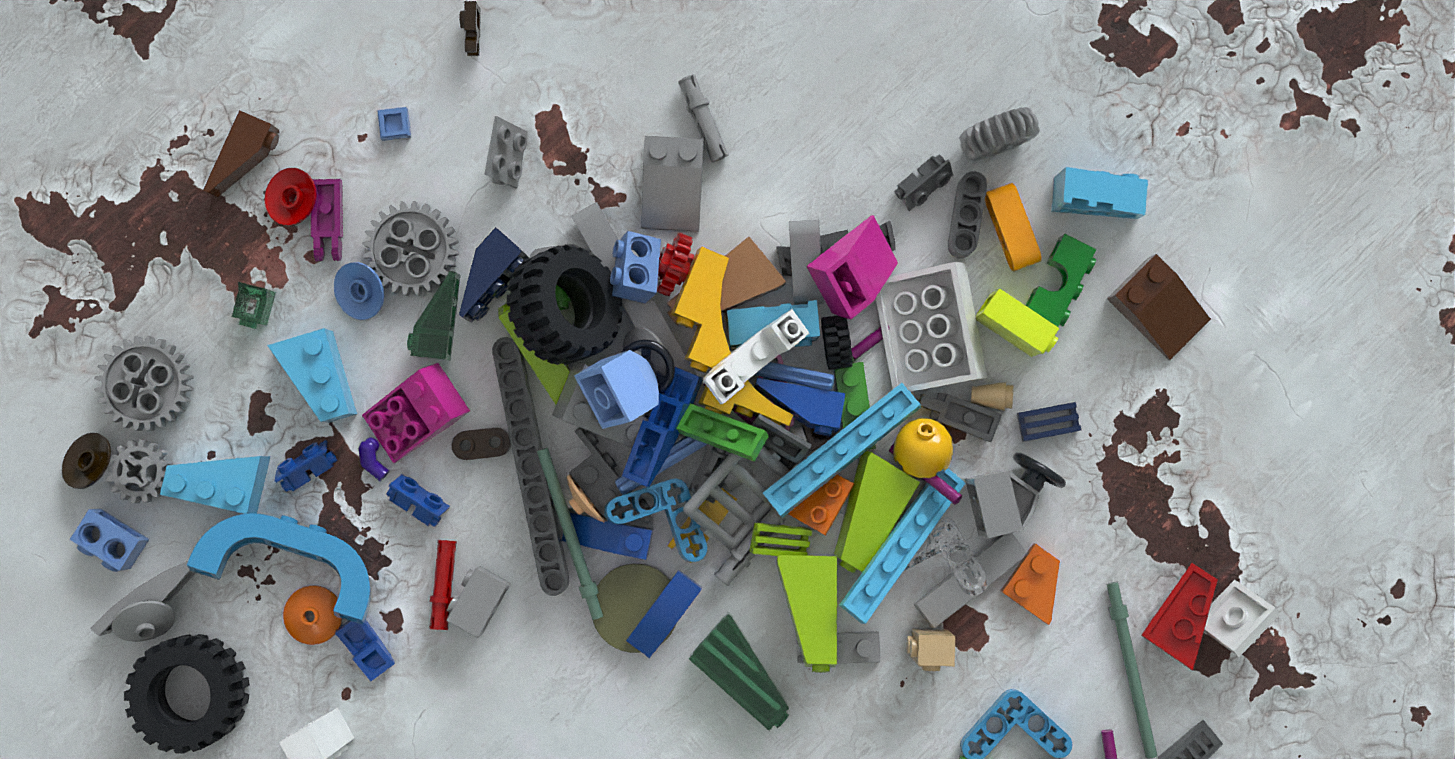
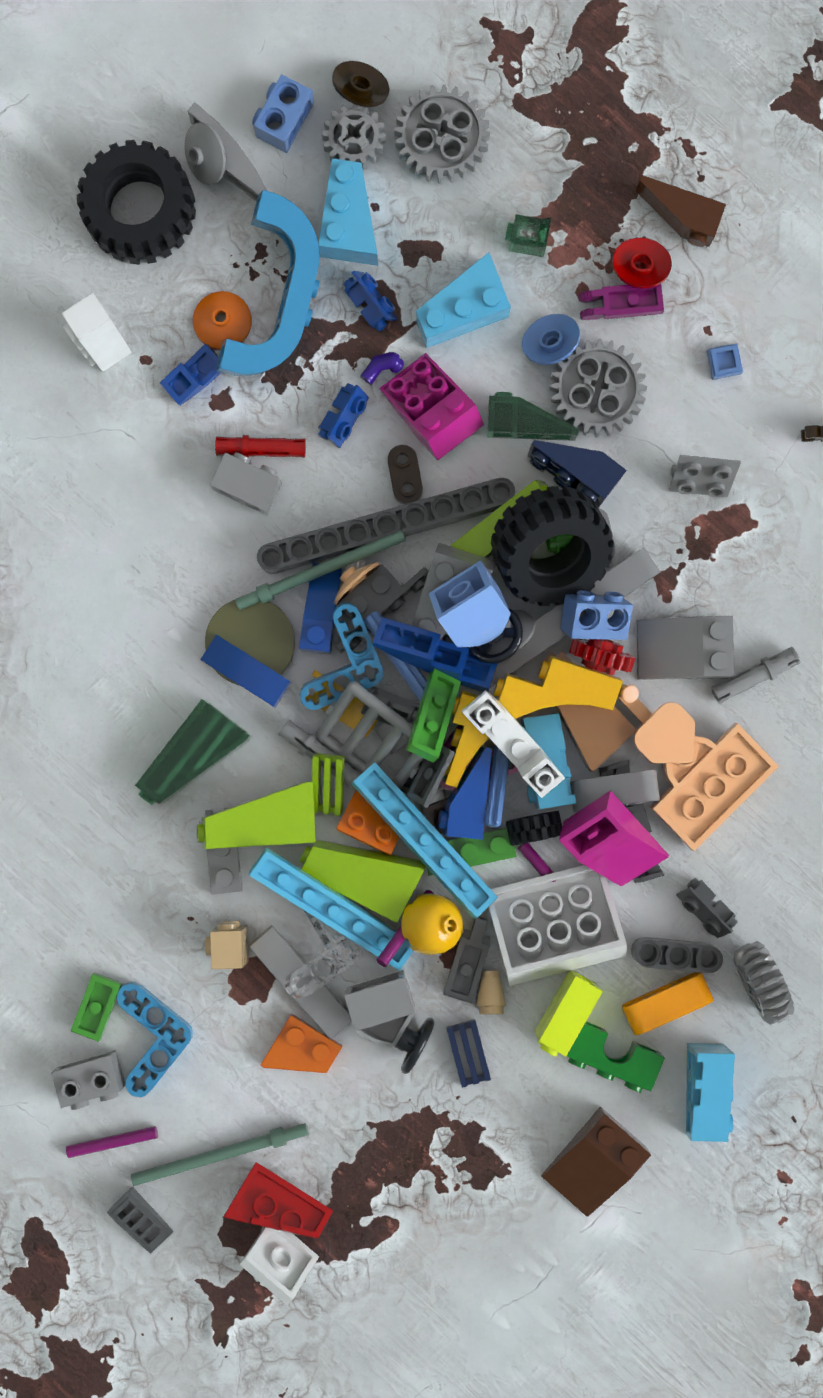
camera: 85 degrees right, 0 degrees up
(797, 175) = (704, 776): none -> light nougat plate

